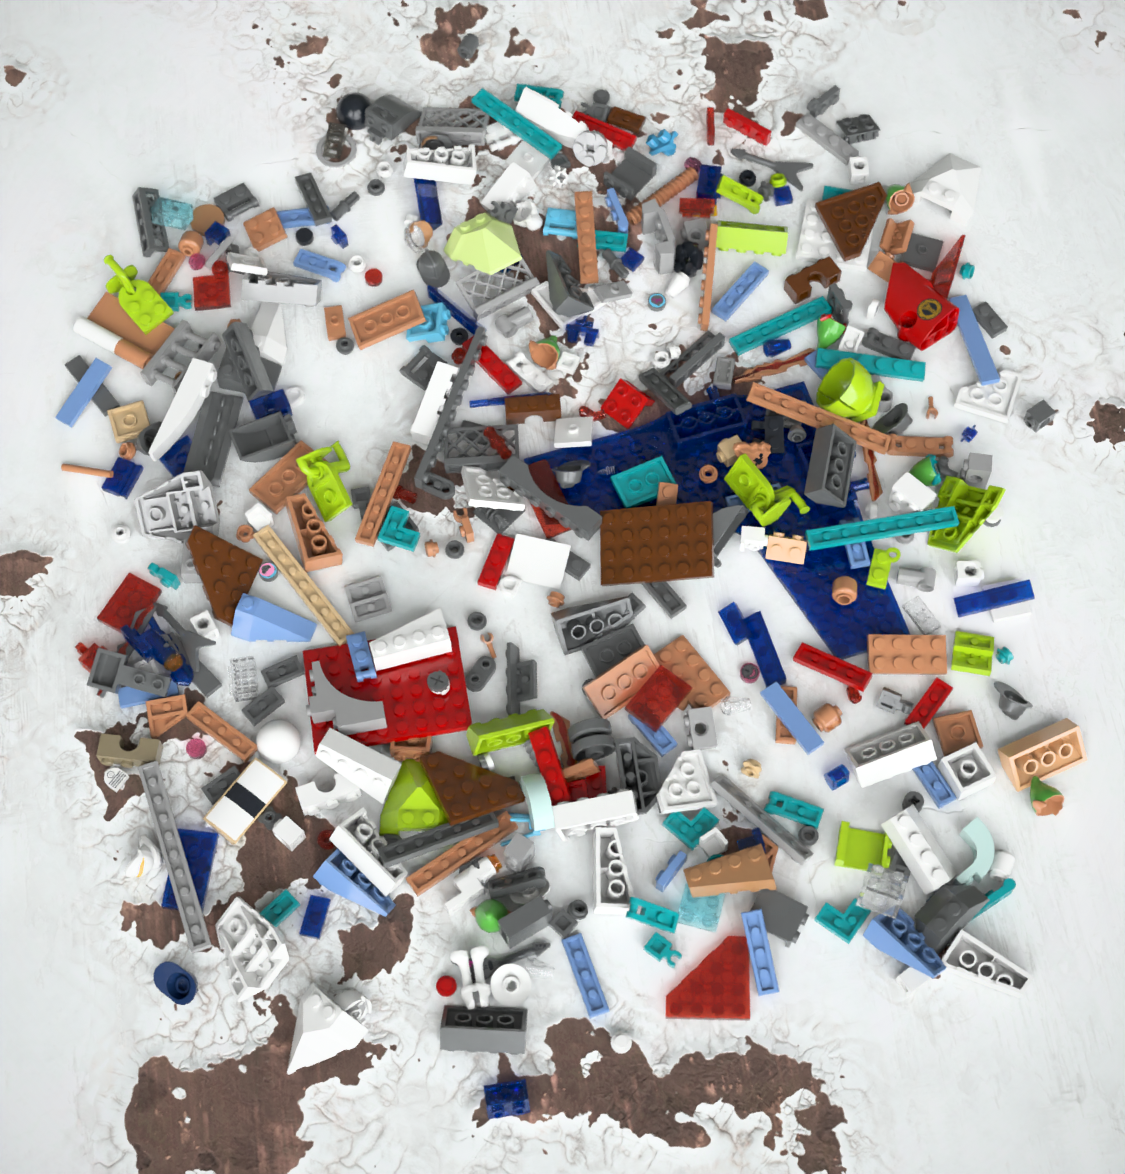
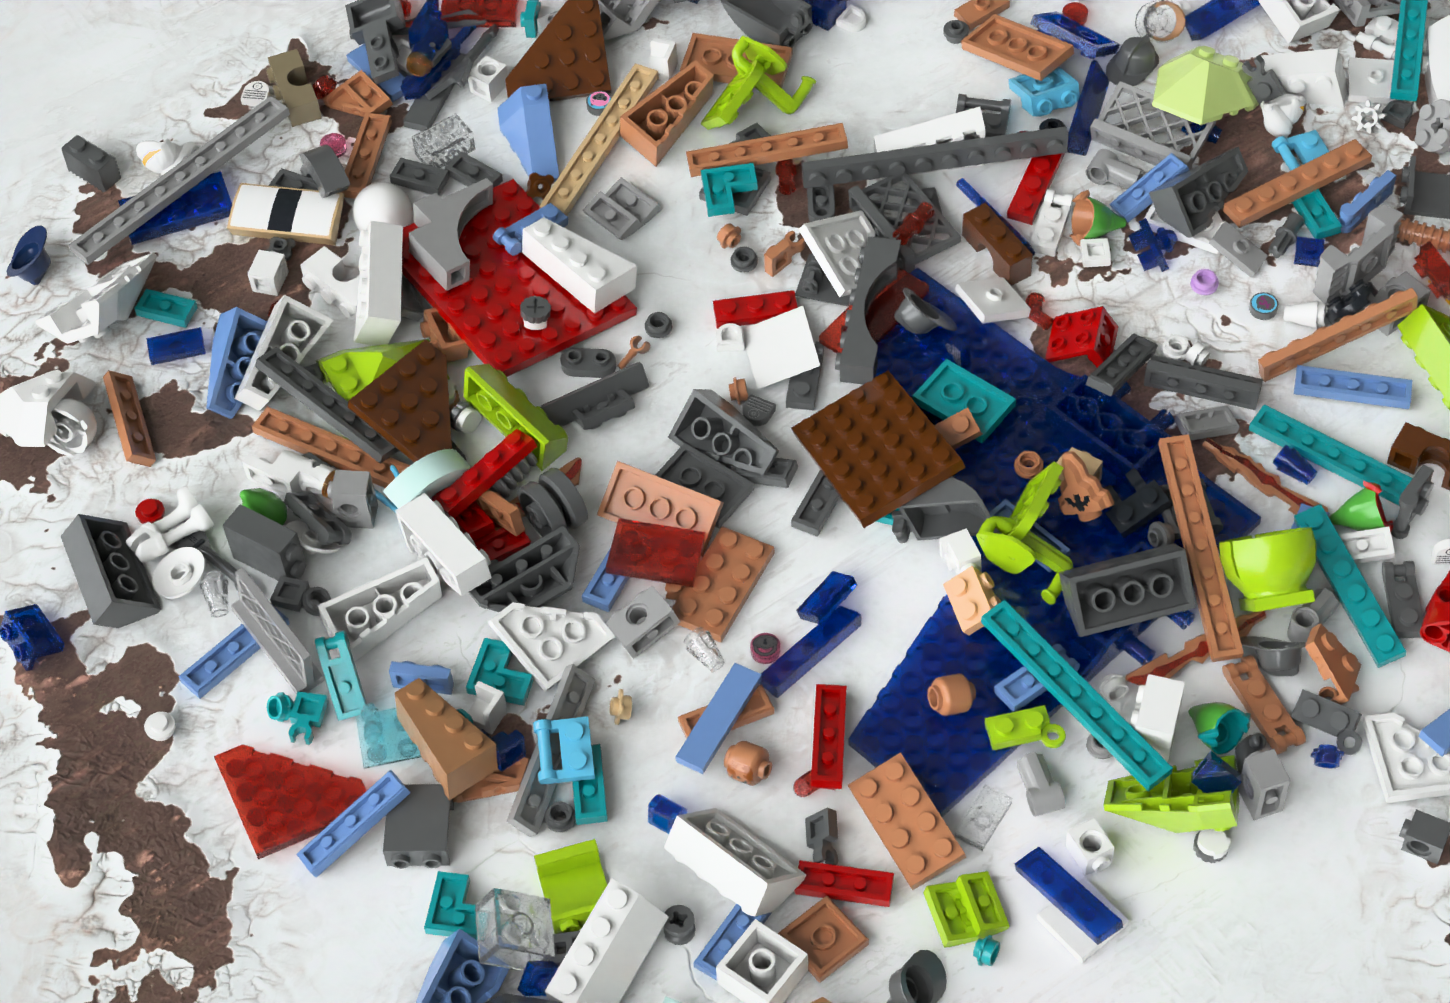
camera: 65 degrees right, 10 degrees down
(113, 911) = (91, 163): none -> dark grey brick
(143, 731) = (324, 86): none -> clear red plate
(233, 757) = (325, 170): none -> dark grey arch
(245, 529) = (635, 55): nougat plate -> none
(320, 637) = (533, 182): none -> reddish brown plate
(361, 970) = (129, 418): none -> nougat plate
(397, 285) = (1081, 37): none -> clear blue plate
(541, 310) = (1137, 196): none -> medium blue tile
(575, 596) = (758, 410): none -> dark grey tile
(600, 942) = (274, 636): none -> light grey fence
(623, 321) = (1204, 282): none -> lavender plate
(650, 966) = (279, 707): none -> teal plate
(776, 805) = (574, 746): none -> medium azure plate
(917, 892) = (537, 977): none -> clear blue plate
(918, 397) = (1333, 661): none -> nougat wing
(946, 420) = (1329, 718): none -> dark grey hinge
(965, 490) = (1215, 775): none -> panel

